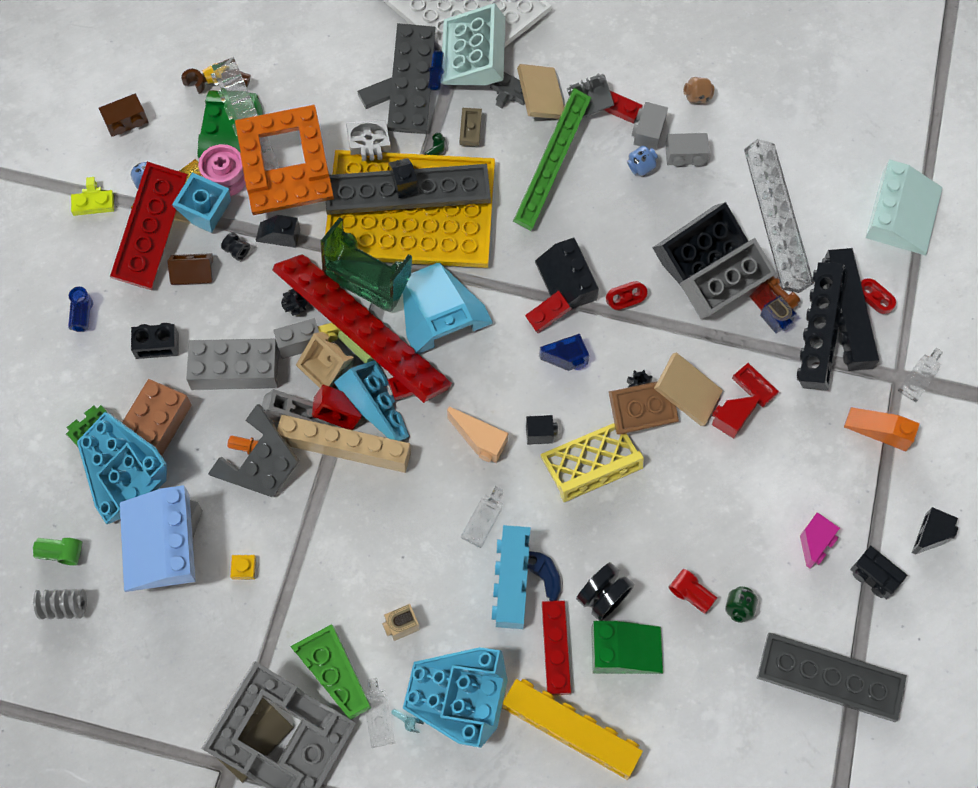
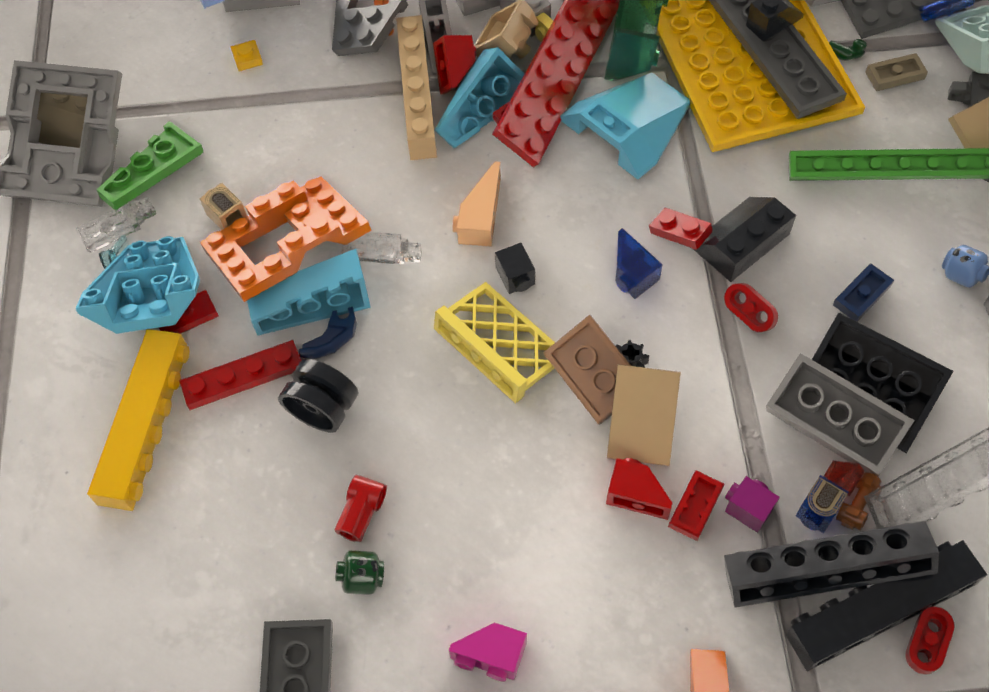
camera: 75 degrees right, 5 degrees down
(442, 551) = (312, 210): none -> orange piece
(626, 648) = (259, 449): green slope -> none
(638, 226) = (863, 292): none -> dark blue plate
(765, 352) = (751, 503): none -> magenta brick

